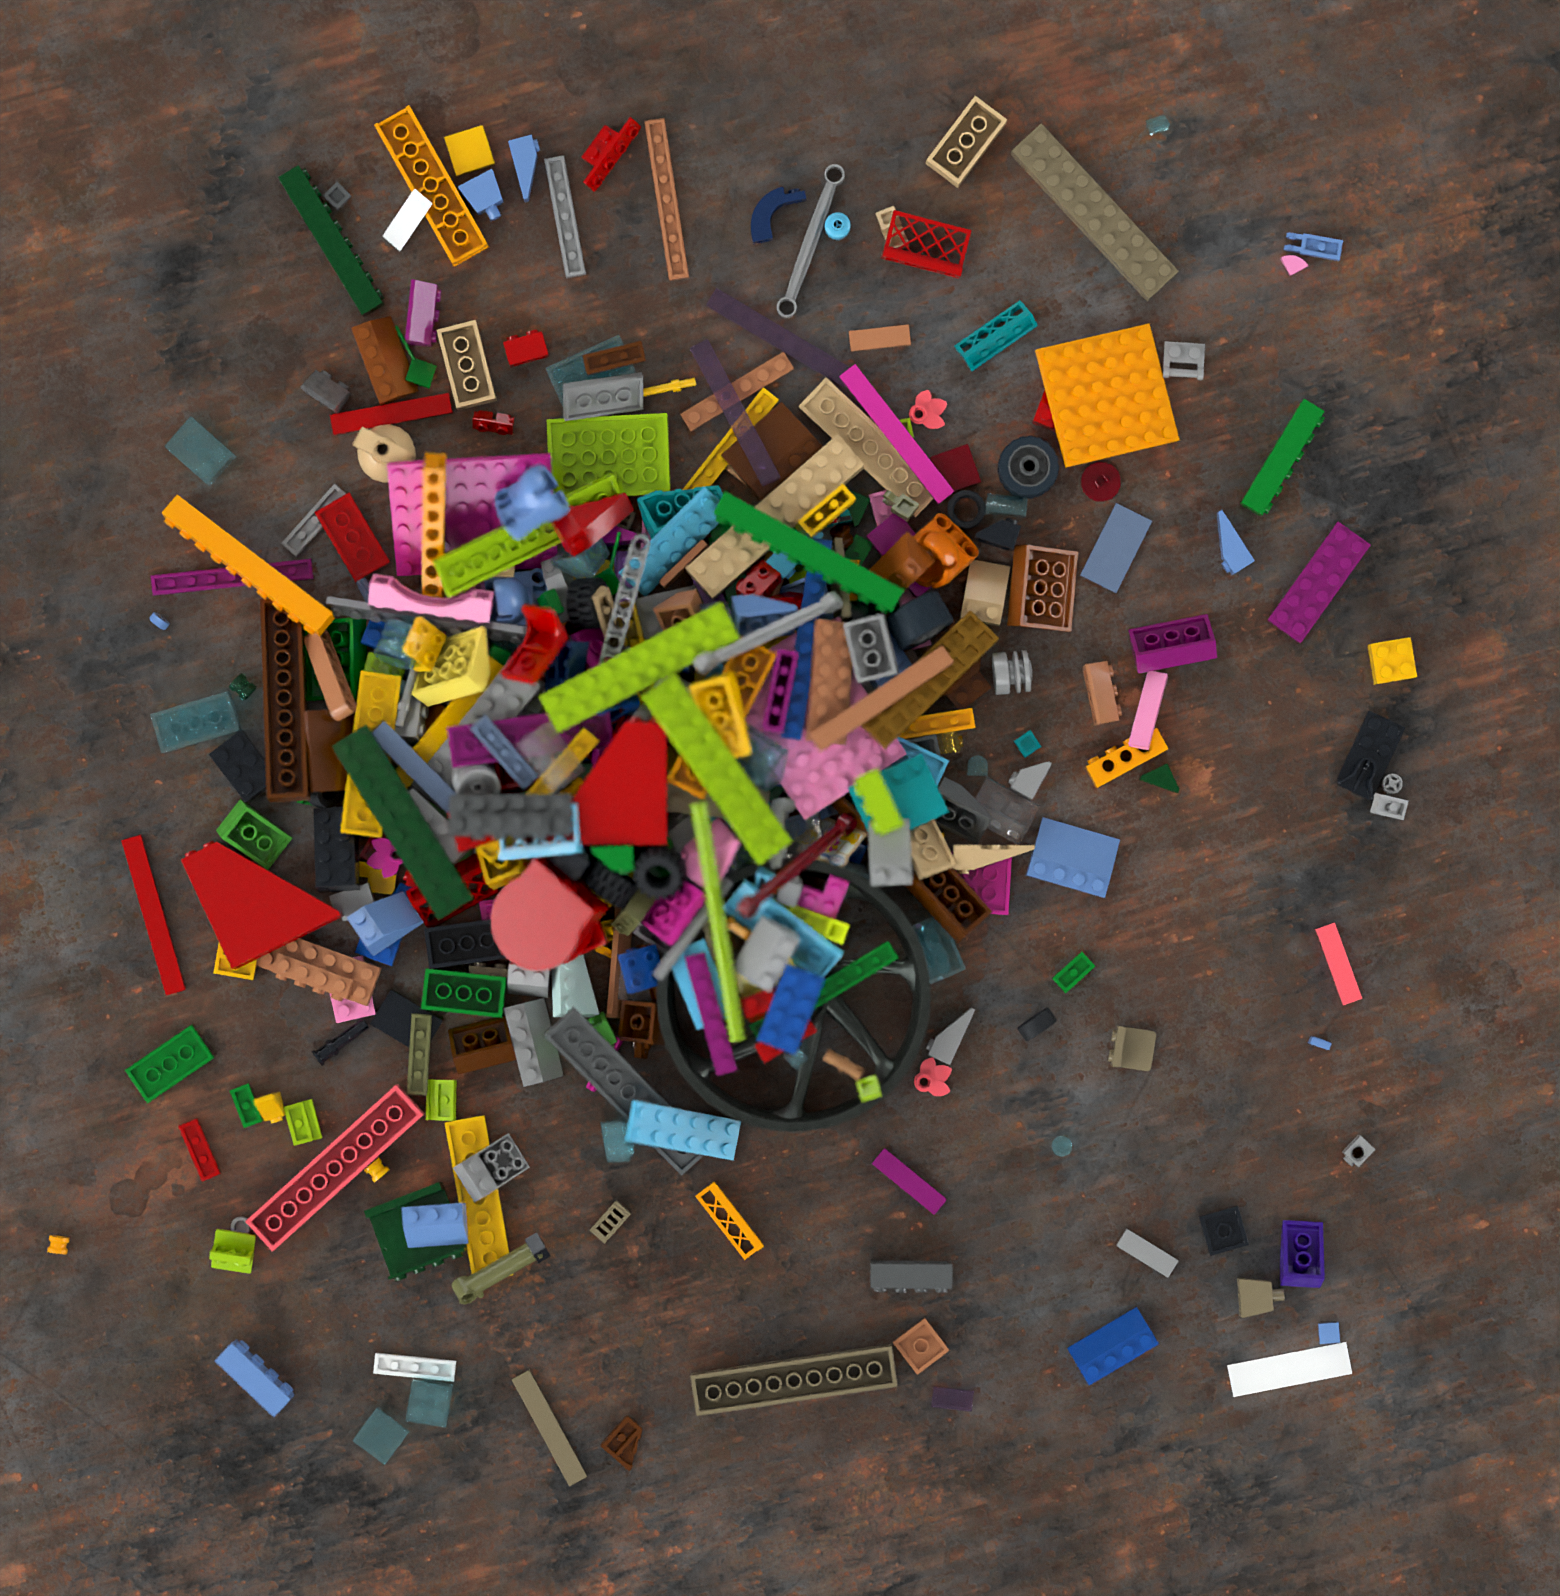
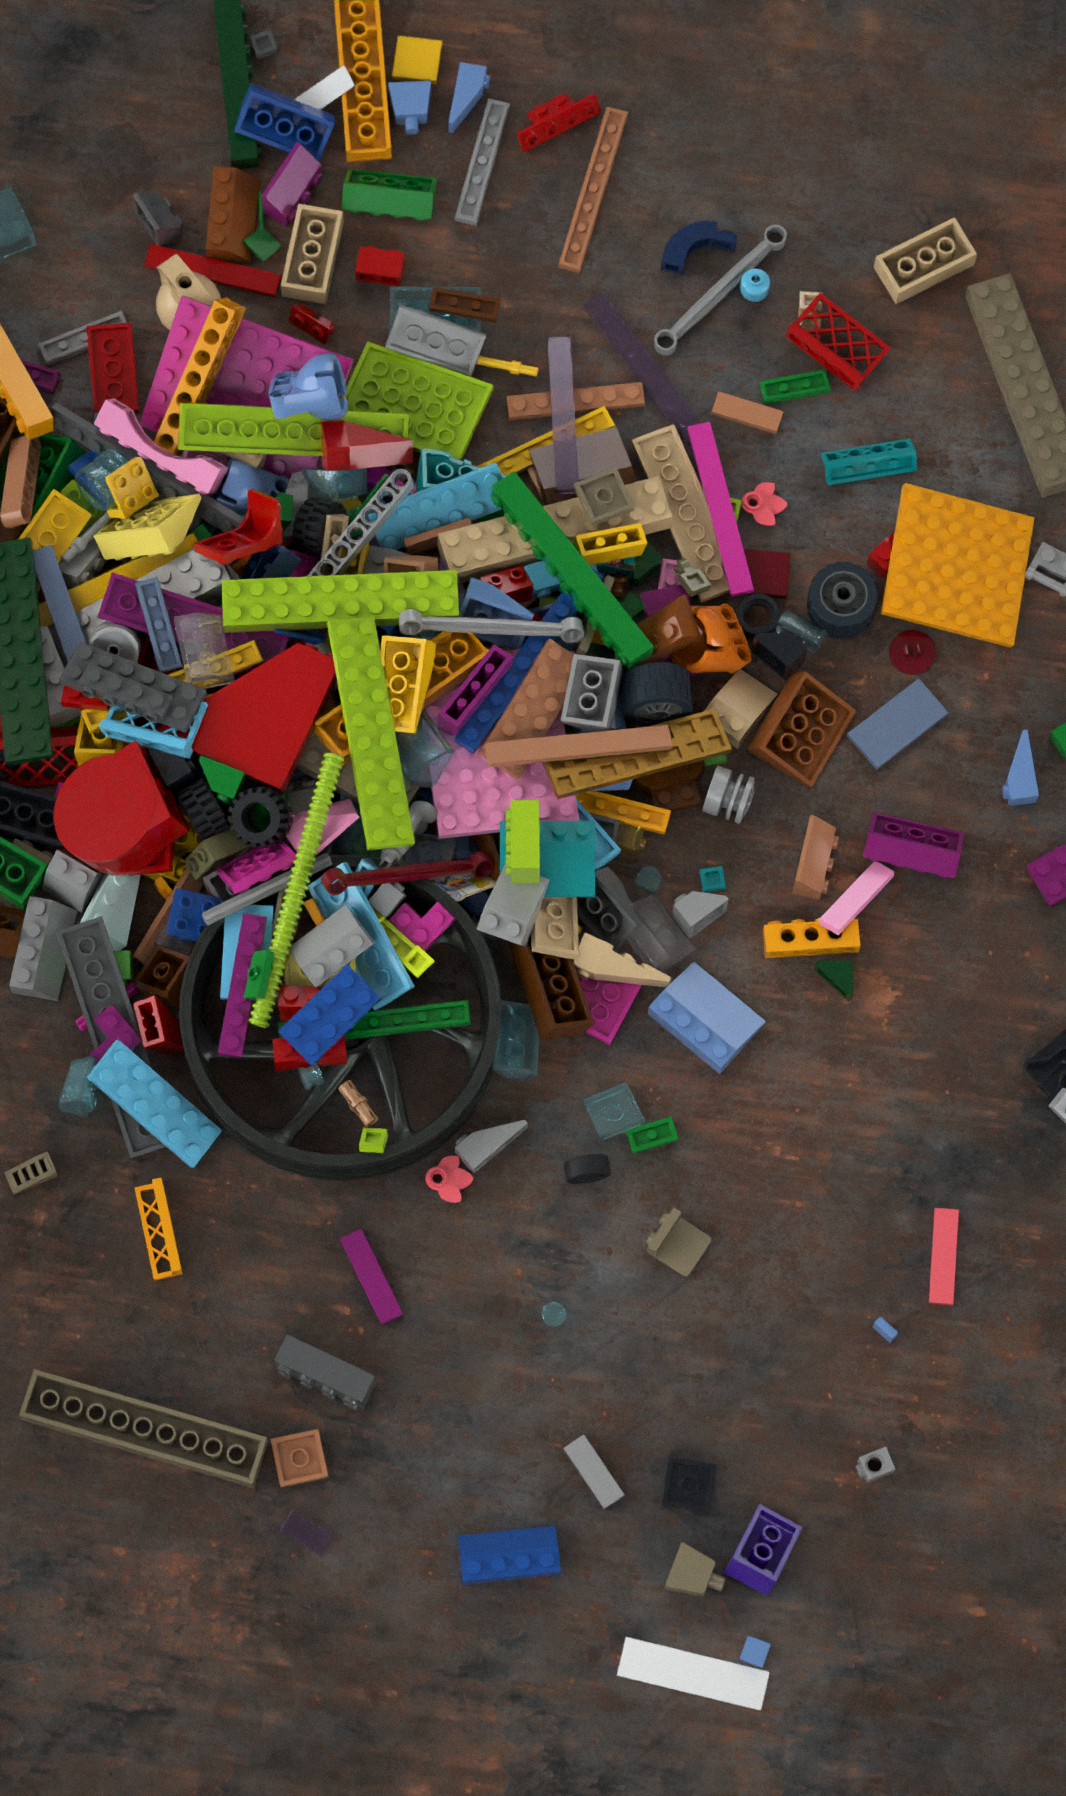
camera: 25 degrees right, 15 degrees down
(390, 261) = (283, 121): none -> blue slope
(503, 281) = (389, 194): none -> green slope
(629, 1090) = (115, 1028): none -> magenta plate
(655, 1067) = (158, 1027): none -> red slope
(721, 1003) = (258, 975): none -> green plate
(804, 476) = (603, 496): none -> dark tan plate
(907, 297) = (794, 386): none -> green tile
(1035, 967) = (613, 1111): none -> clear light blue tile

